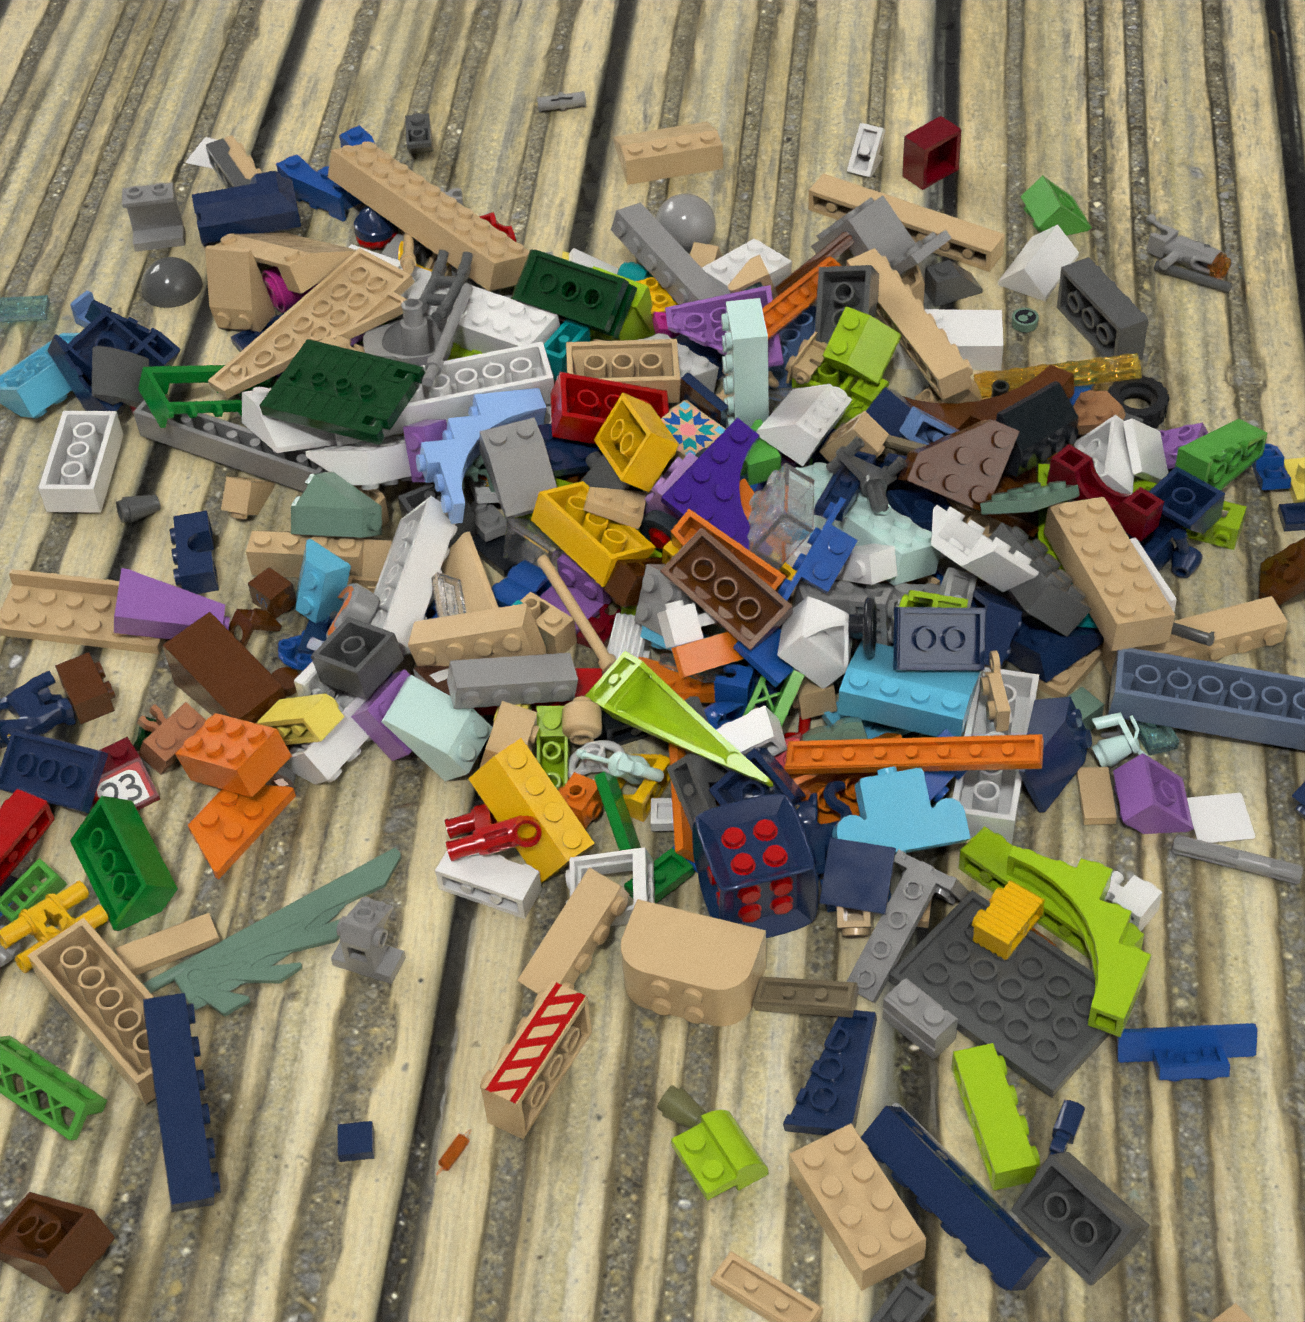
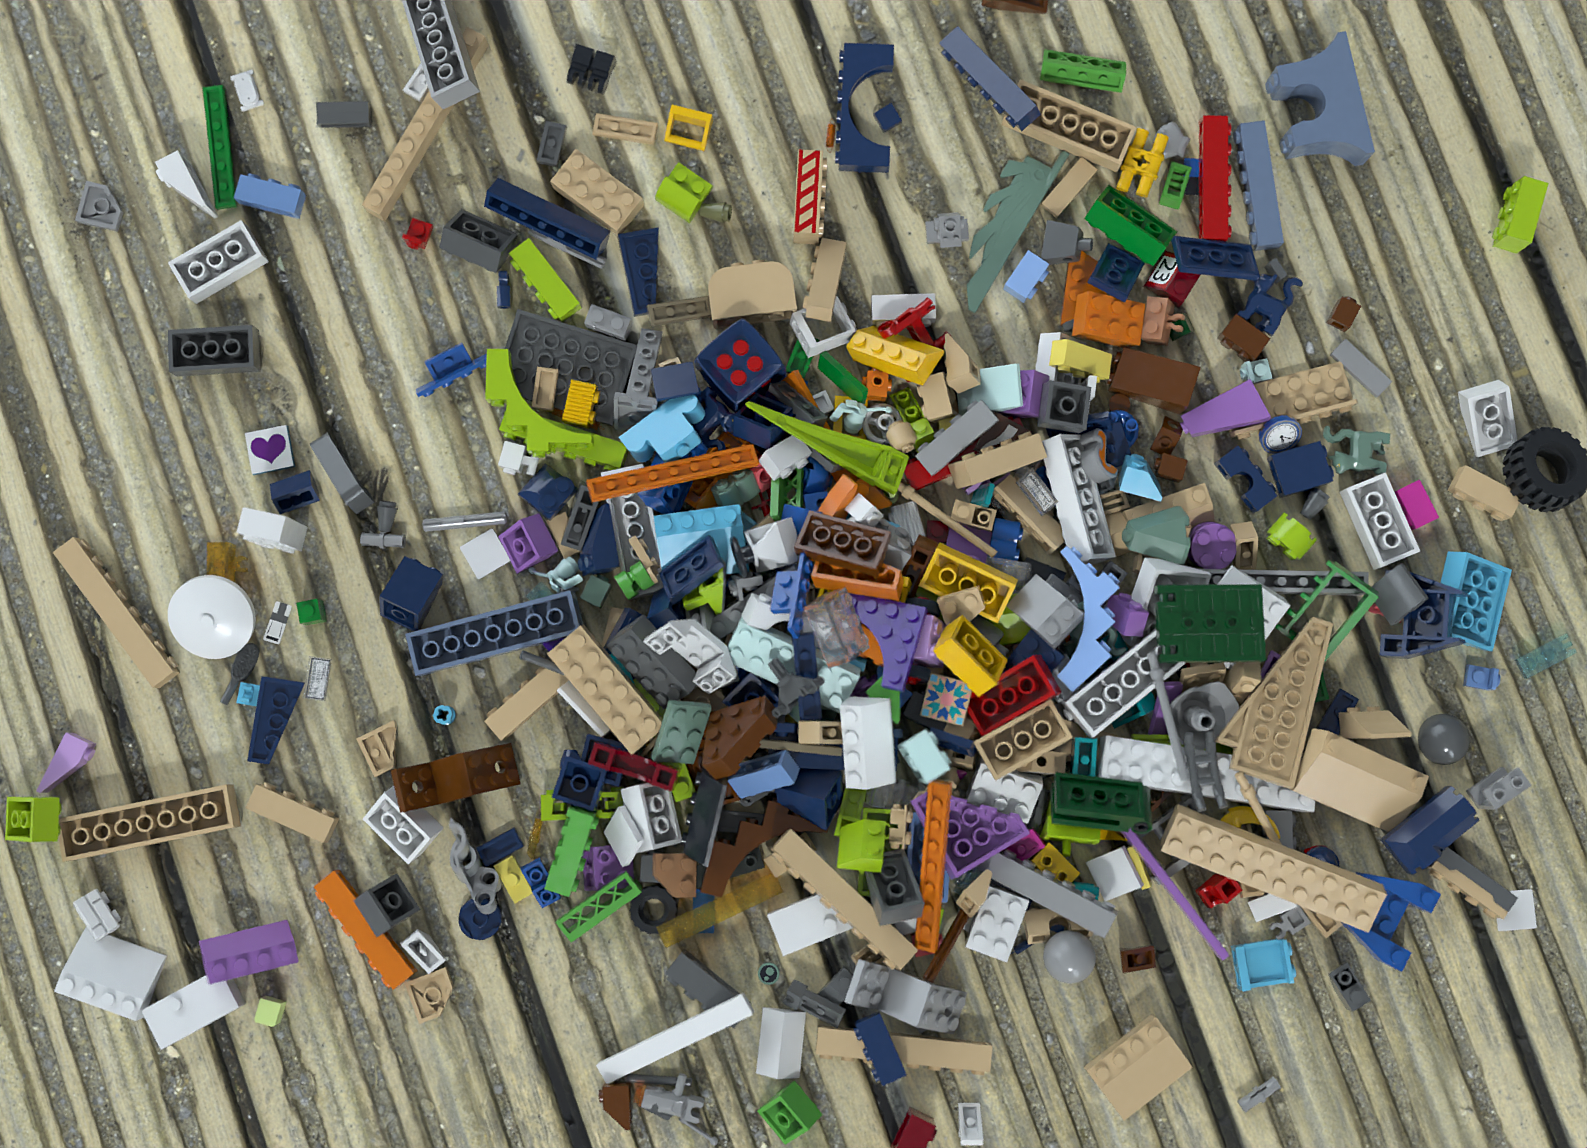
camera: 155 degrees right, 35 degrees up
(28, 466) = (1416, 505): none -> dark pink brick
(47, 532) = (1361, 449): none -> sand green animal
(104, 651) = (1256, 371): none -> light aqua bracket
(113, 573) = (1280, 434): none -> tile
(126, 540) = (1300, 469): none -> dark blue brick
(184, 804) = (1116, 272): none -> dark blue tile
(190, 477) = (1291, 537): none -> lime brick
(224, 868) = (1064, 243): none -> dark grey torso
(274, 500) = (1211, 545): none -> medium lavender wheel
(301, 855) = (1026, 276): none -> light blue brick
(354, 1227) = (859, 64): none -> dark blue arch
(455, 756) = (961, 369): none -> tan slope
(490, 182) = (1263, 963): none -> medium azure panel
(535, 214) = (1176, 894): none -> medium lavender tile
(606, 213) = (1137, 958): none -> reddish brown slope
(655, 1263) = (692, 117): none -> yellow tile
(931, 206) = (879, 1049): none -> dark blue brick
(997, 284) = (800, 997): none -> dark grey plate
(1024, 673) = (634, 580): none -> bright green wheel
(1053, 965) = (545, 389): none -> tan tile
(1059, 802) = (579, 518): none -> dark grey slope
(1100, 838) = (548, 491): none -> dark blue slope
(1159, 277) = (675, 1038): none -> white tile
(1179, 1270) = (418, 234): none -> red bracket
(1210, 411) = (602, 910): none -> bright green fence
(1249, 267) = (617, 1102): none -> reddish brown slope
(1261, 511) = (534, 837): none -> clear yellow piece

